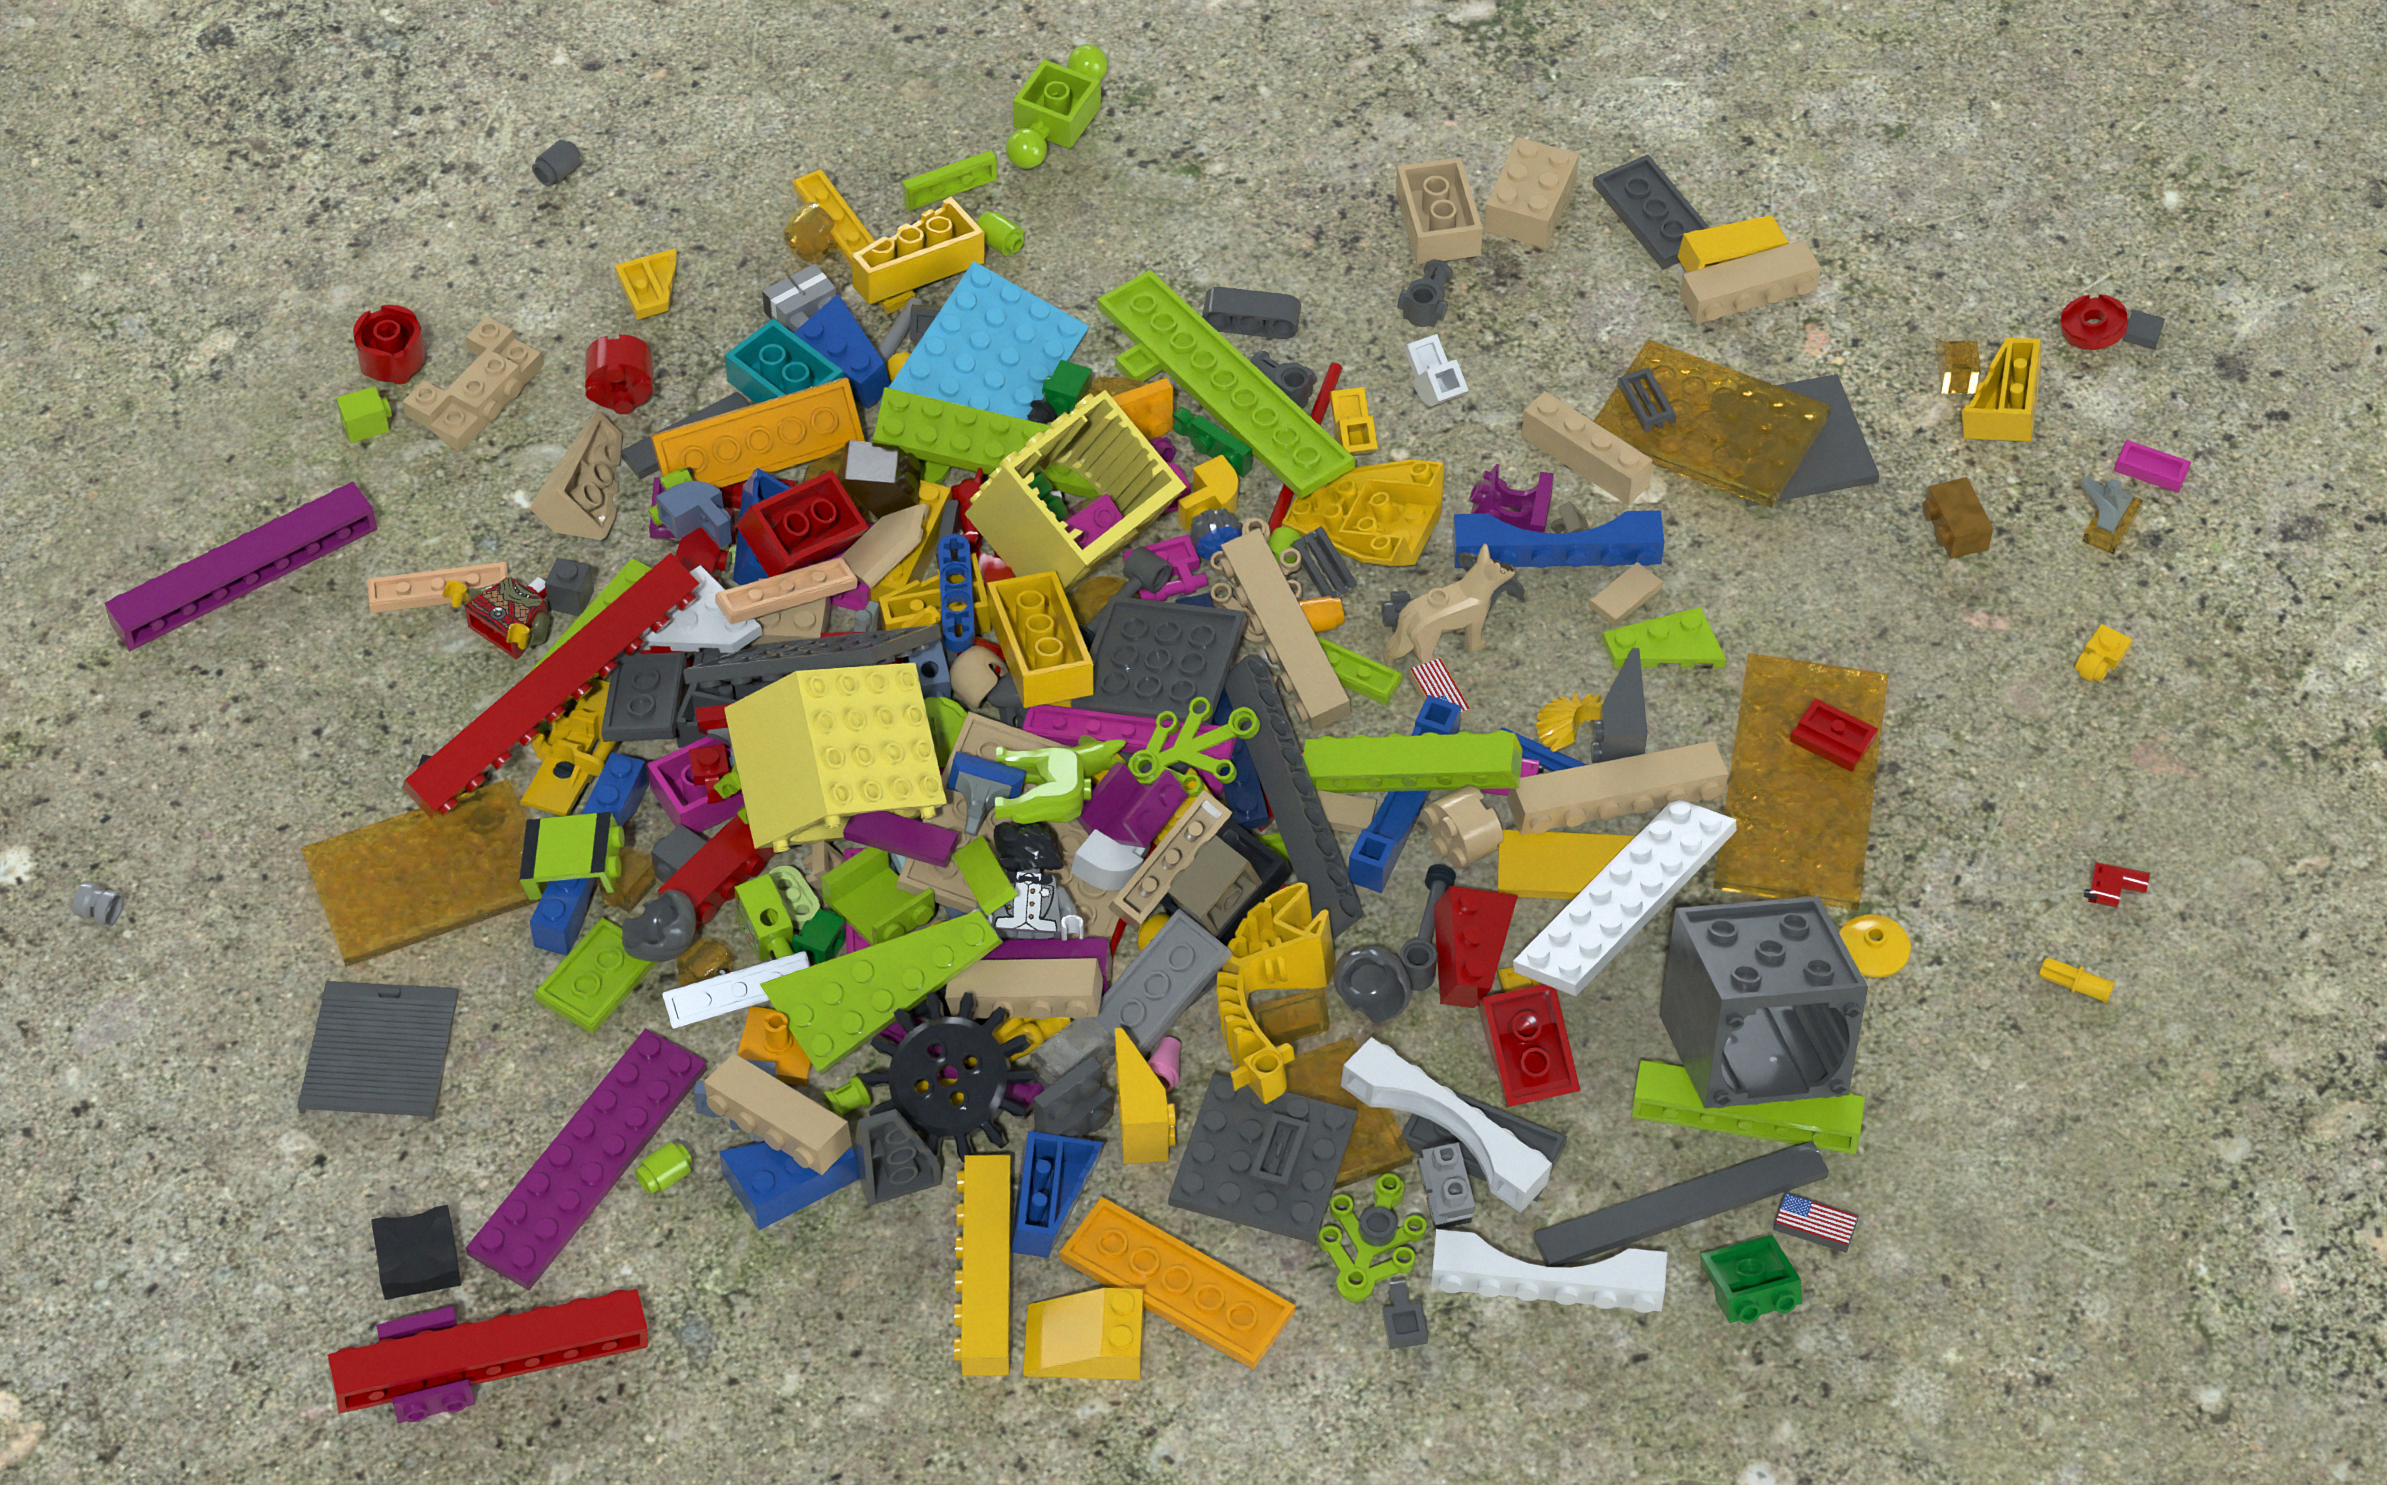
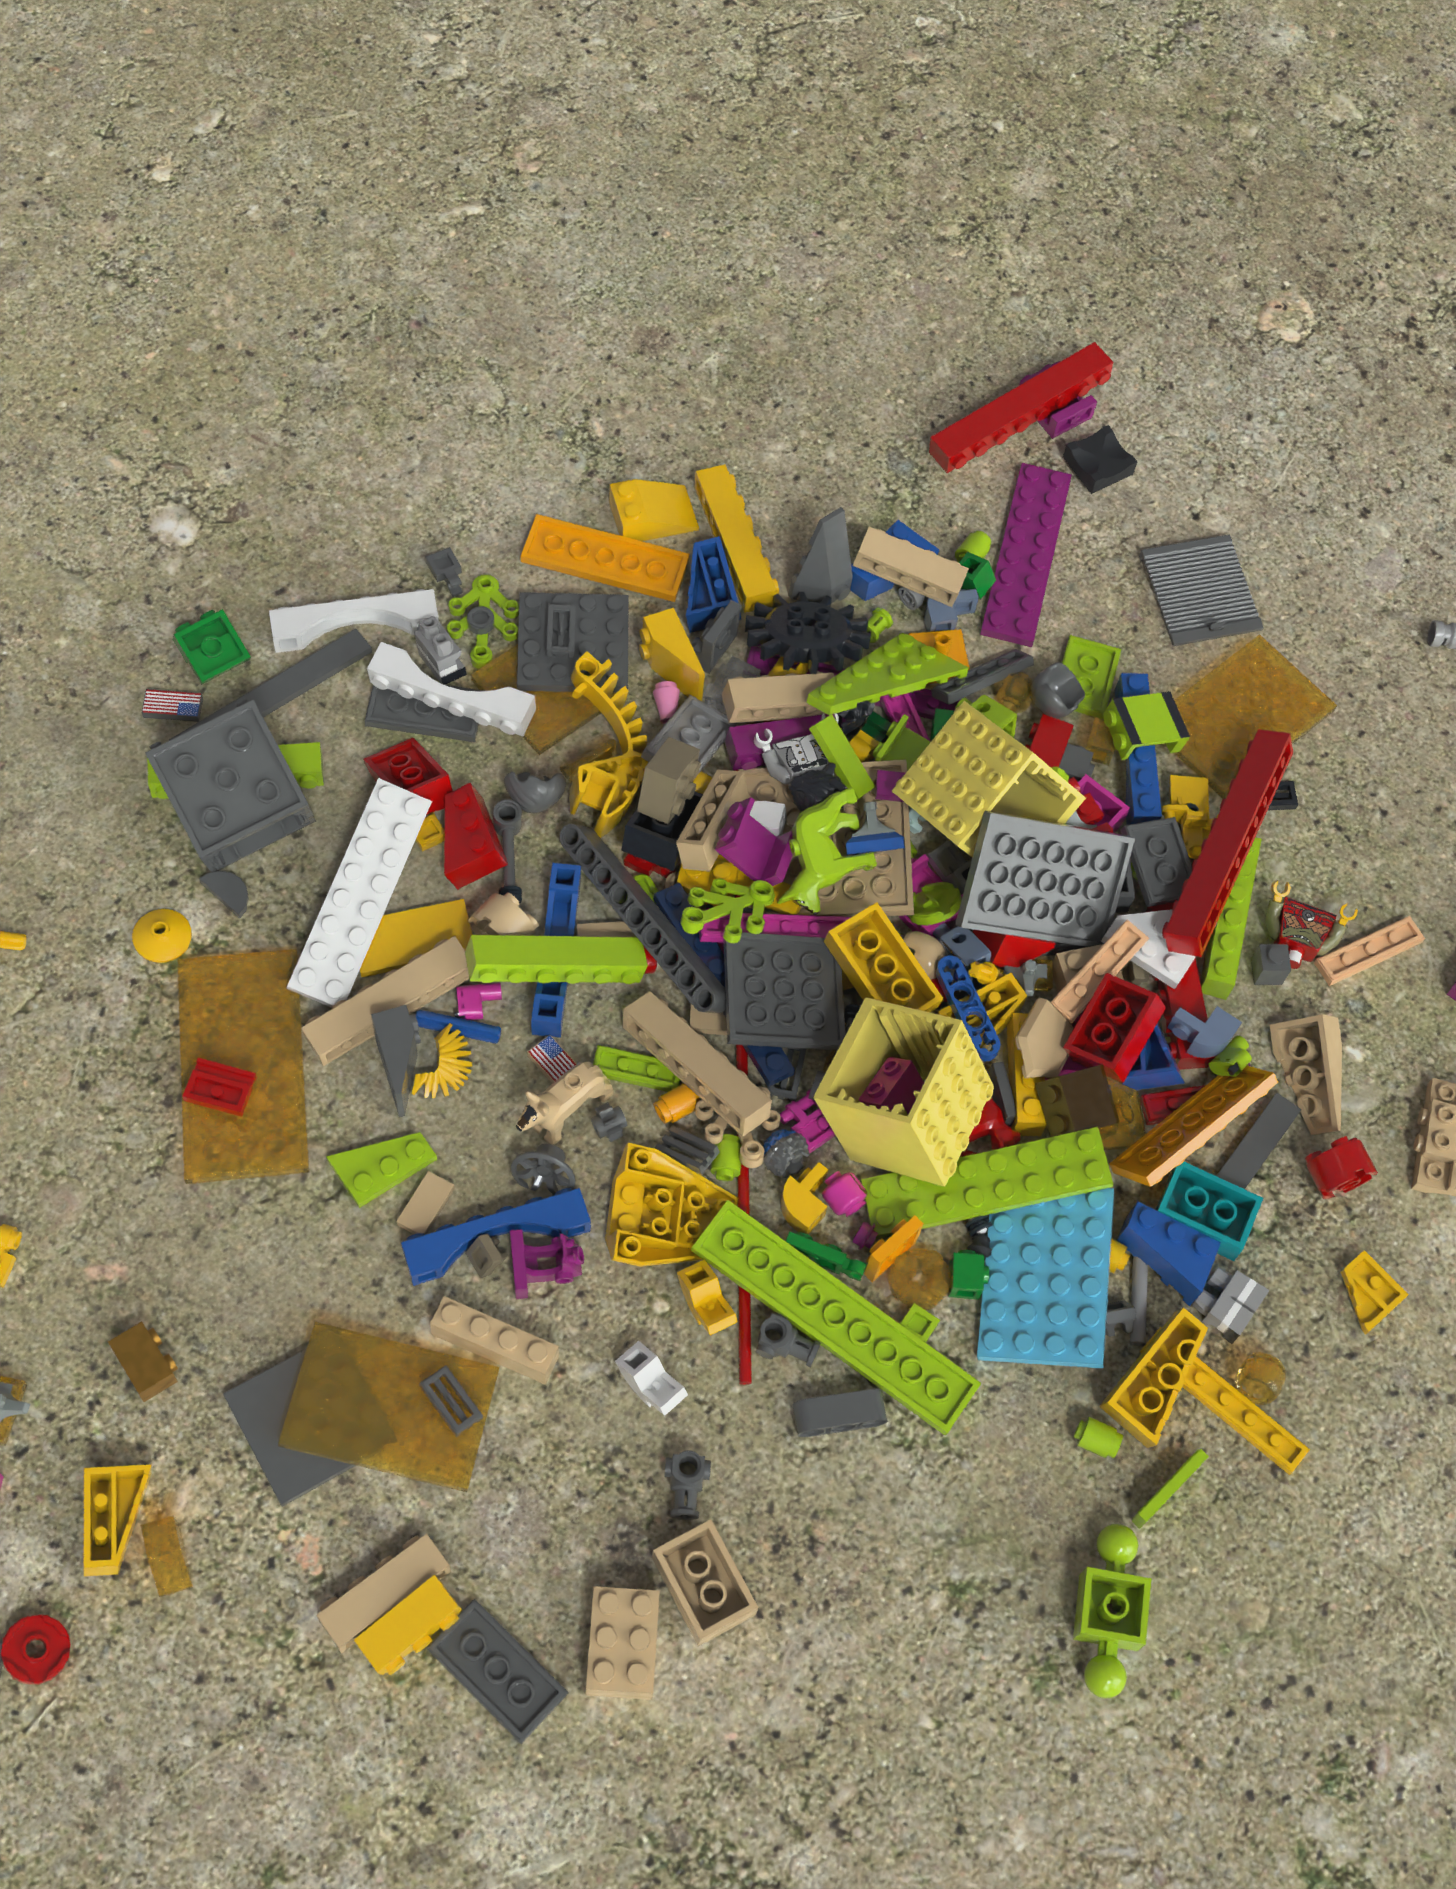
camera: 155 degrees right, 10 degrees up
(685, 1117) = (978, 575): none -> green brick

